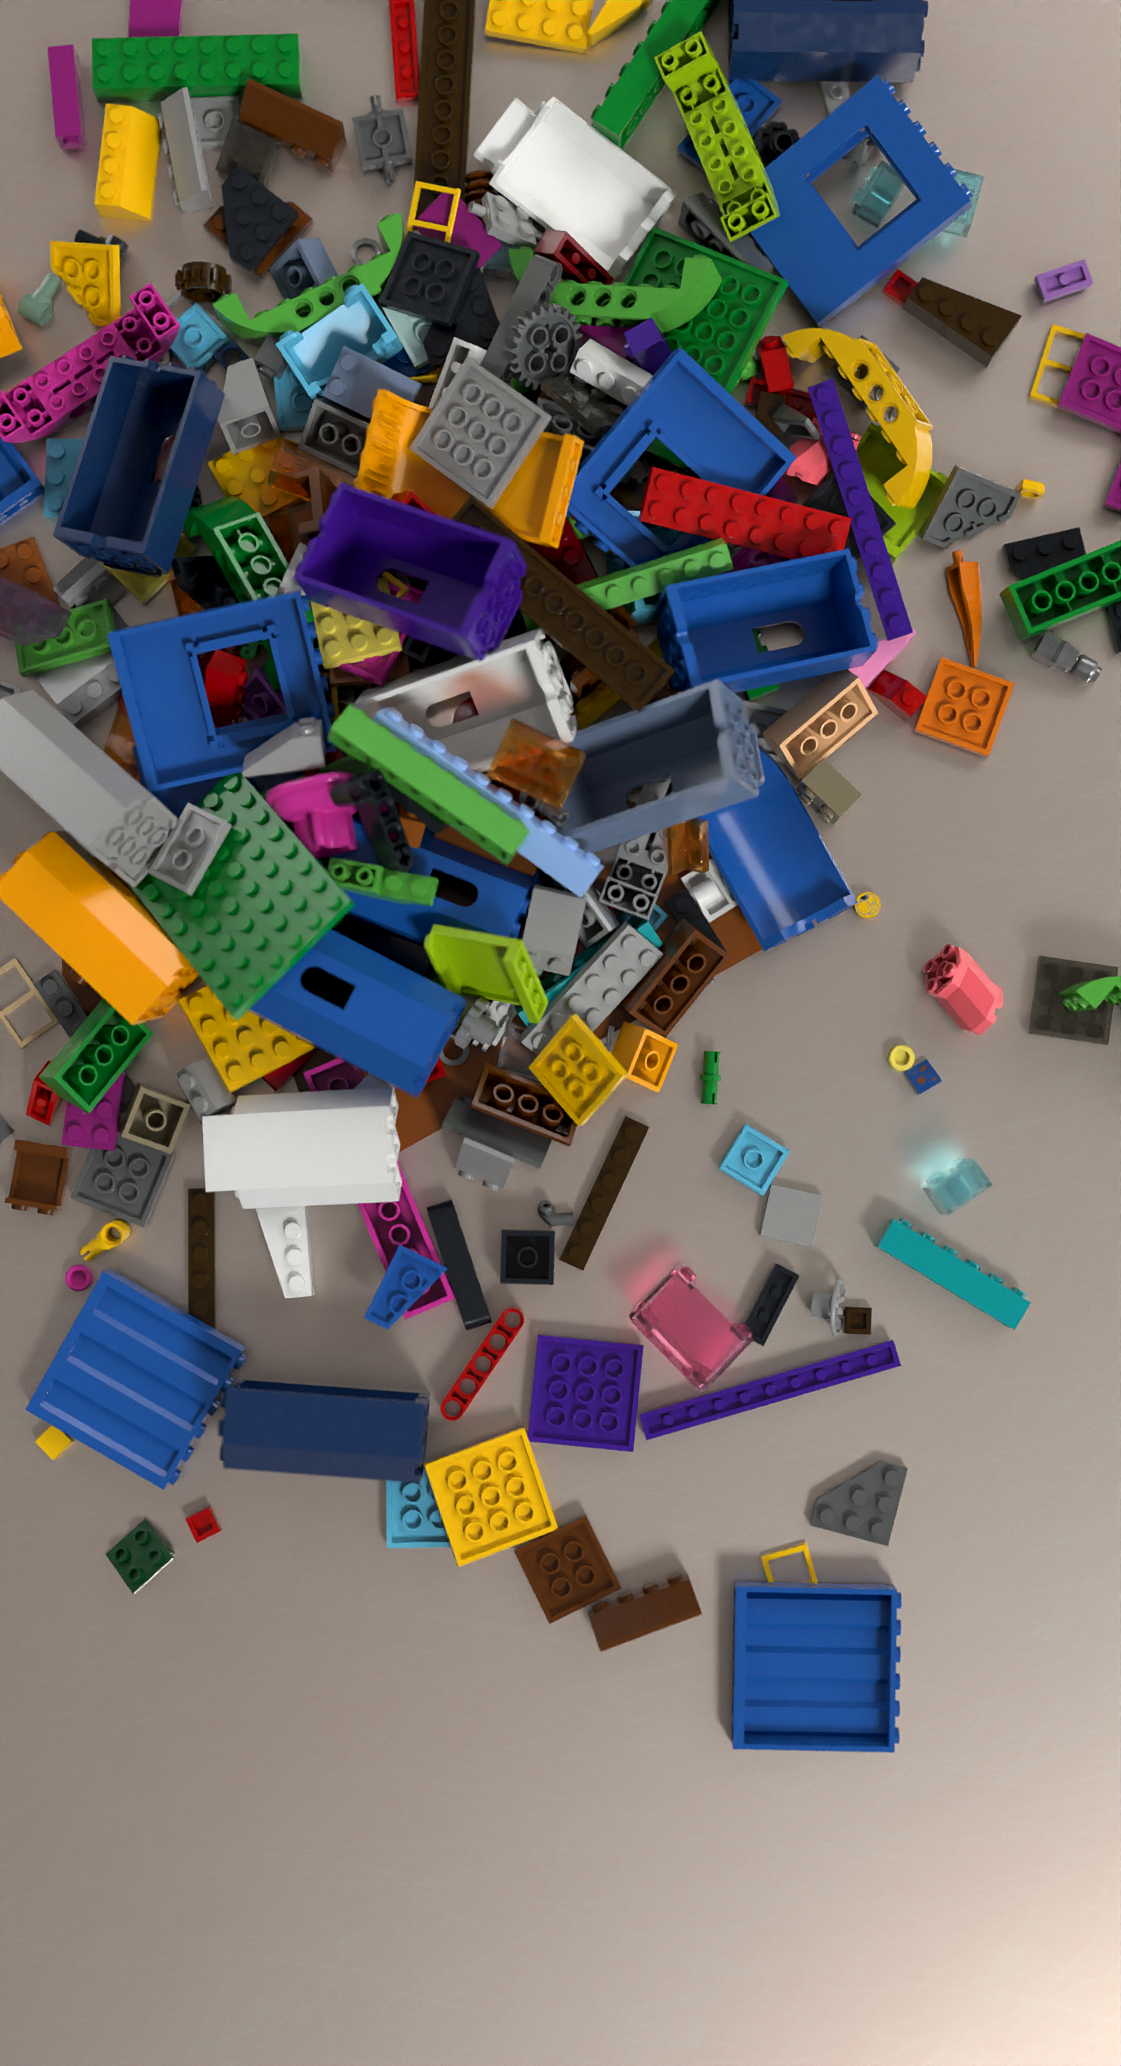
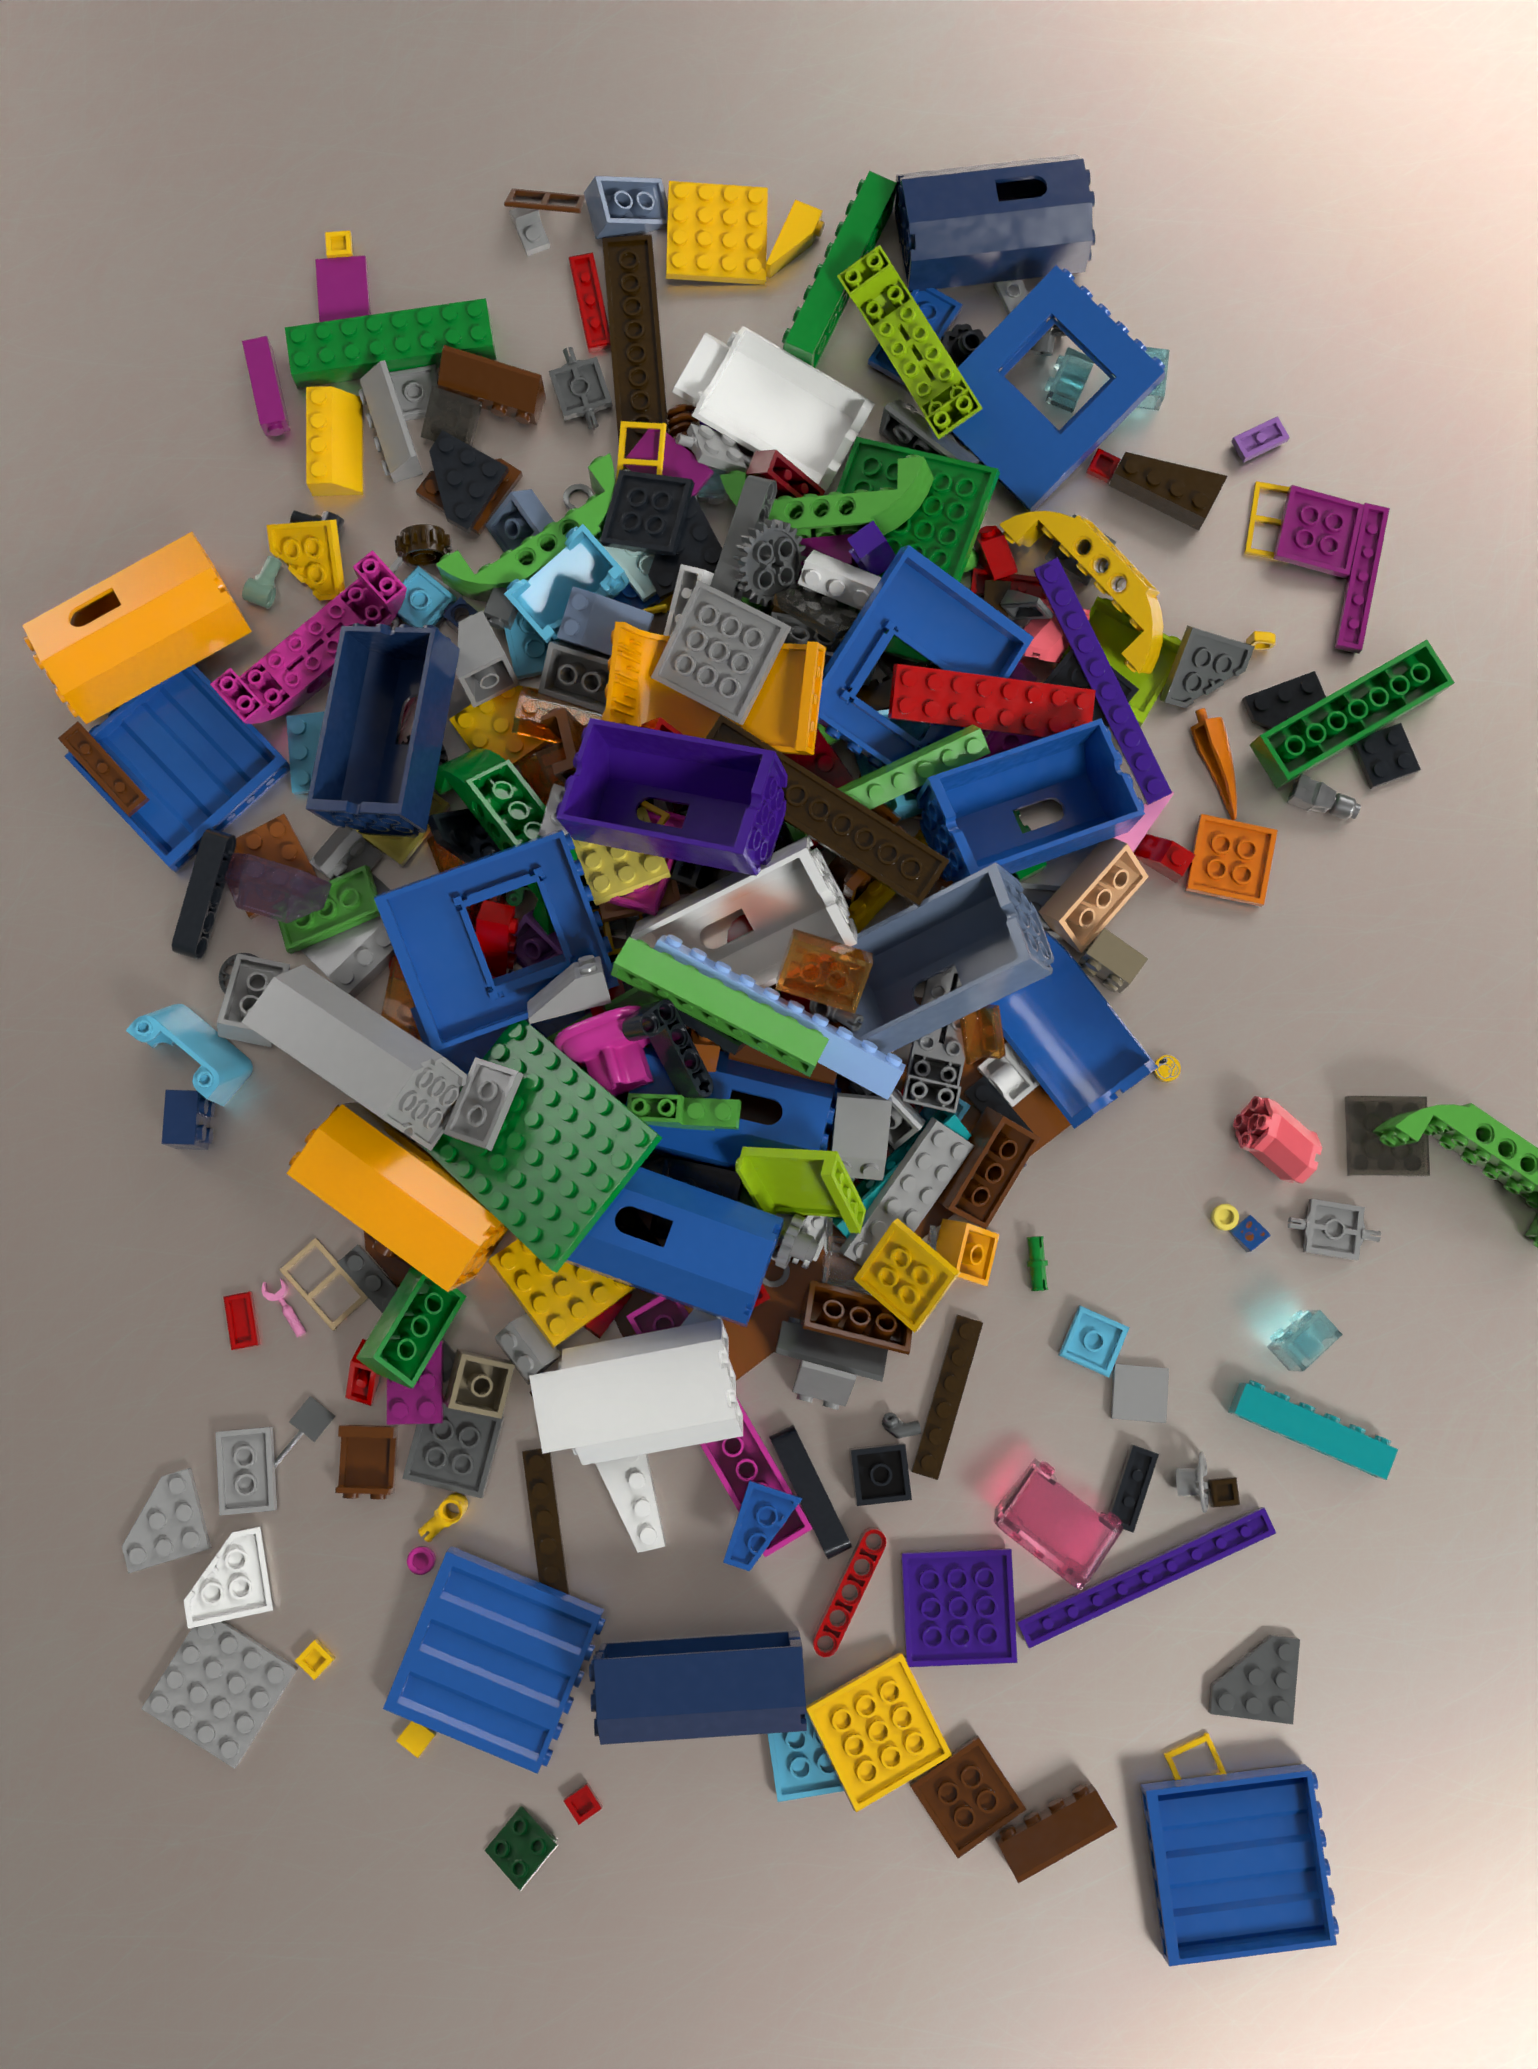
camera: 10 degrees left, 5 degrees down
(1005, 1084) = (1334, 1229): none -> light grey plate

